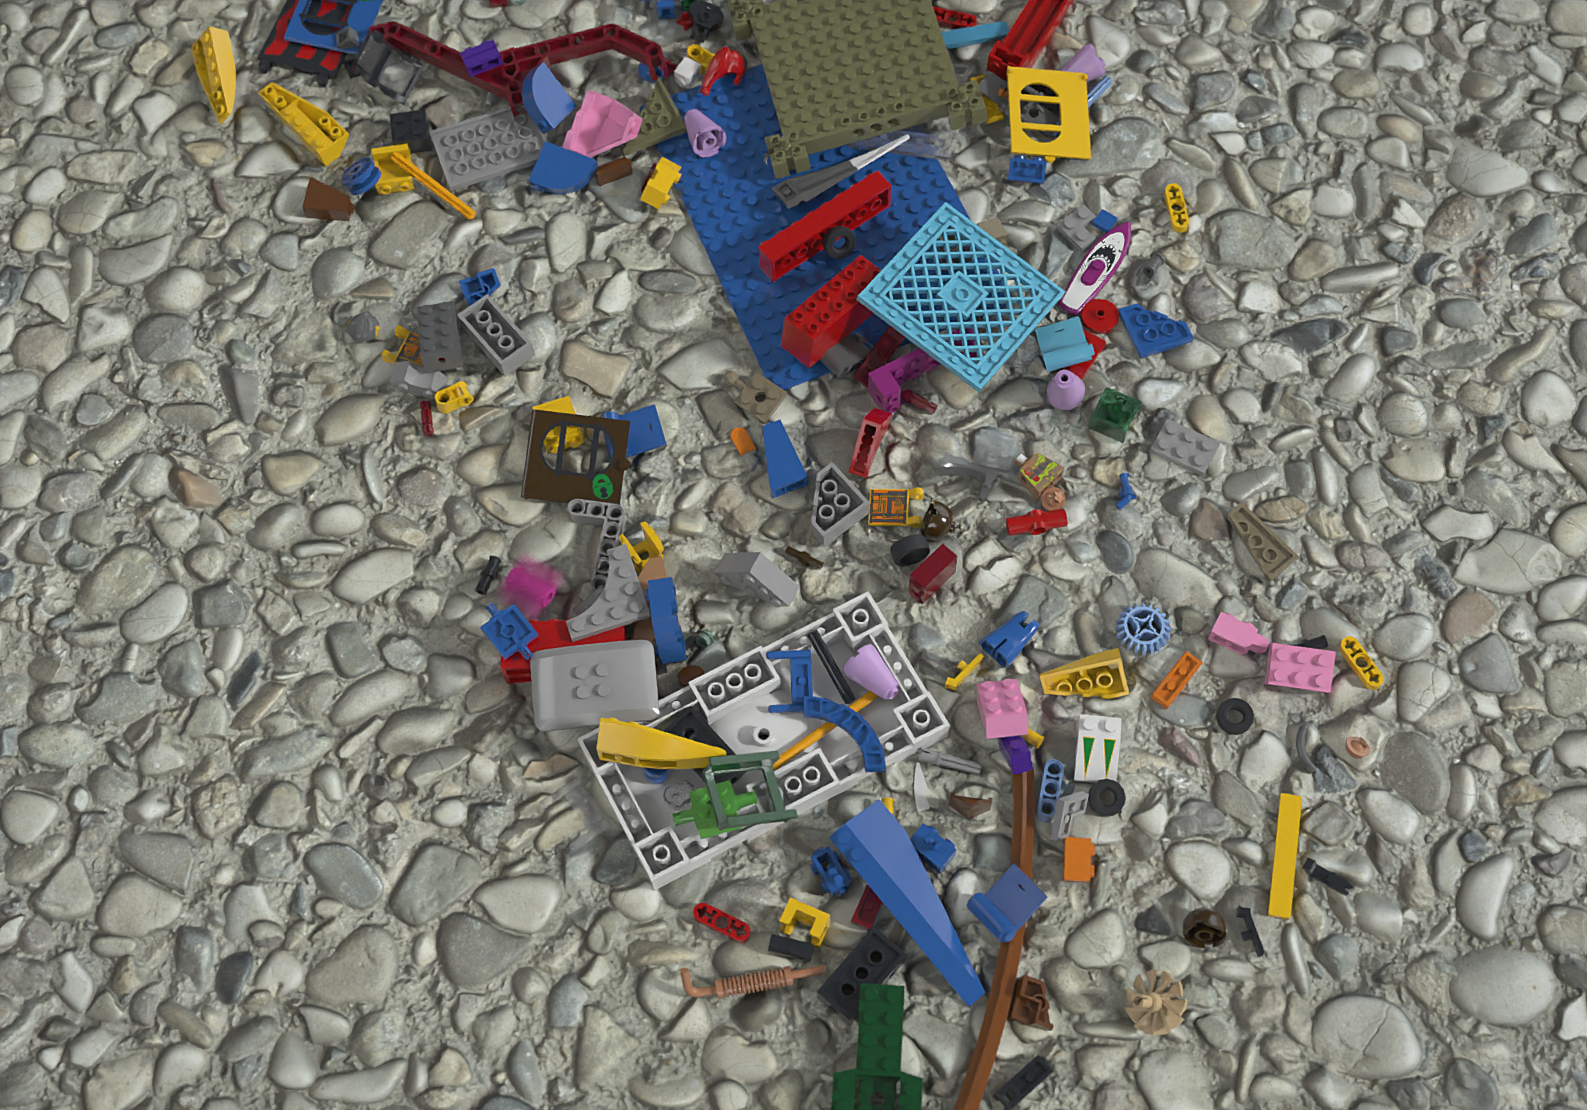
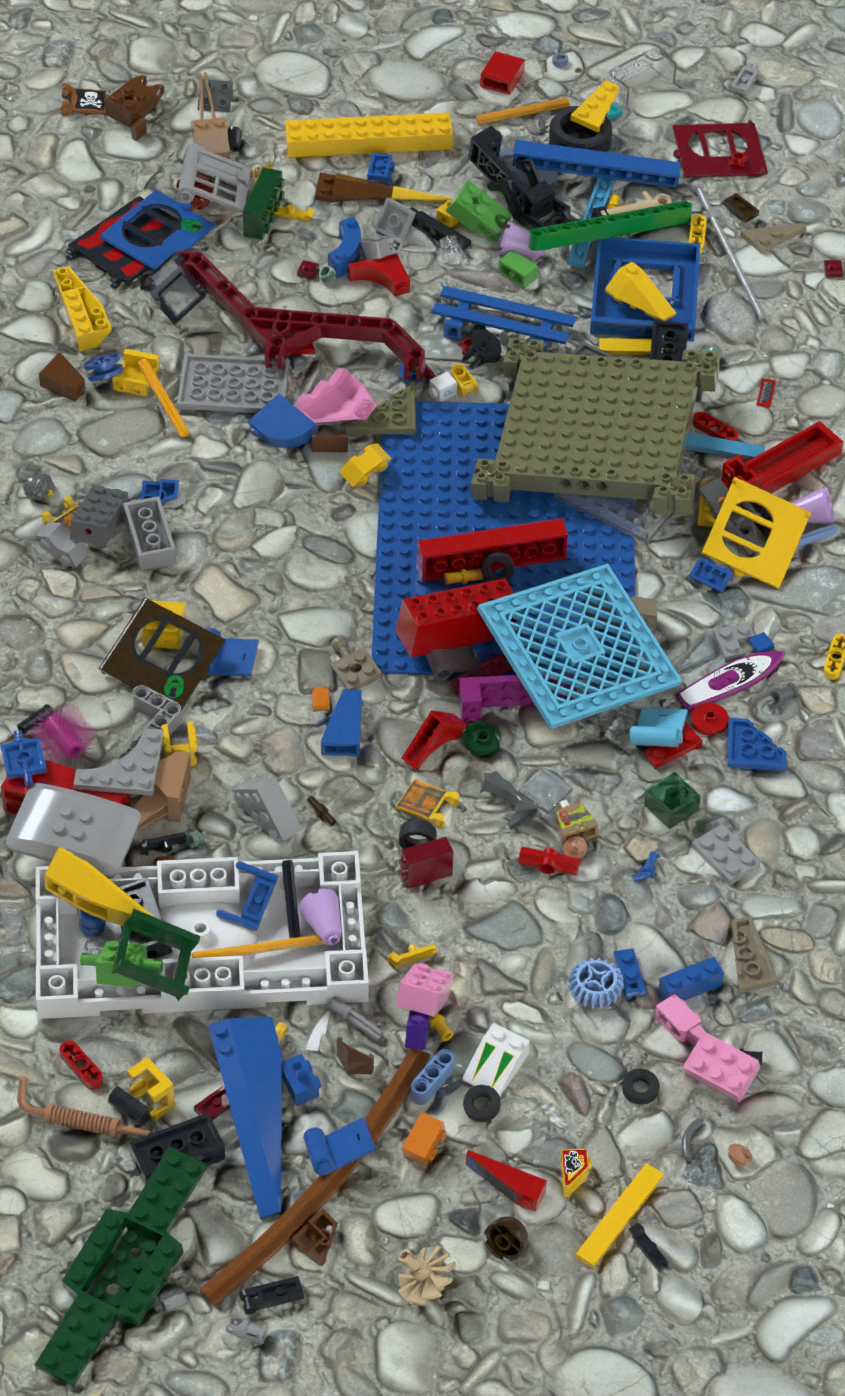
camera: 20 degrees right, 15 degrees down
(216, 70) = (27, 240): yellow wedge -> none
(347, 38) = (154, 254): dark grey slope -> none
(411, 129) = (170, 347): black brick -> none
(426, 418) = (53, 578): dark red axle -> none
(454, 397) = (82, 570): yellow piece -> none
(481, 57) = (259, 307): dark purple brick -> none
(545, 98) = (299, 361): brick -> none
(667, 631) = (160, 818): blue brick -> none
(703, 133) = (426, 439): lavender cone -> none
(720, 65) = (476, 390): red hair -> none
(809, 262) = (463, 576): none -> yellow pin
(810, 185) = (501, 514): dark grey plate -> none
(834, 878) = (198, 1058): blue brick -> none
(835, 505) = (371, 777): light grey brick -> none
(851, 723) = (281, 947): blue tile -> none
(910, 431) = (482, 747): none -> dark green plate
(919, 401) = (492, 718): dark red axle -> none
(937, 521) = (457, 825): dark brown cylinder -> none
(1009, 639) = (469, 943): blue piece -> none
(1065, 390) = (638, 762): lavender cone -> none
(1066, 809) = (436, 1093): light grey plate -> none
(1090, 676) = (529, 1003): yellow wedge -> none
(1159, 597) = (630, 970): none -> blue plate
(1176, 680) = (604, 1037): orange tile -> none
(1182, 868) = (515, 1184): none -> red slope
(1223, 829) = (574, 1169): none -> slope
(1225, 591) = (692, 980): none -> blue brick
(1251, 933) = (554, 1245): black piece -> none
(1362, 654) = (783, 1098): yellow beam -> none

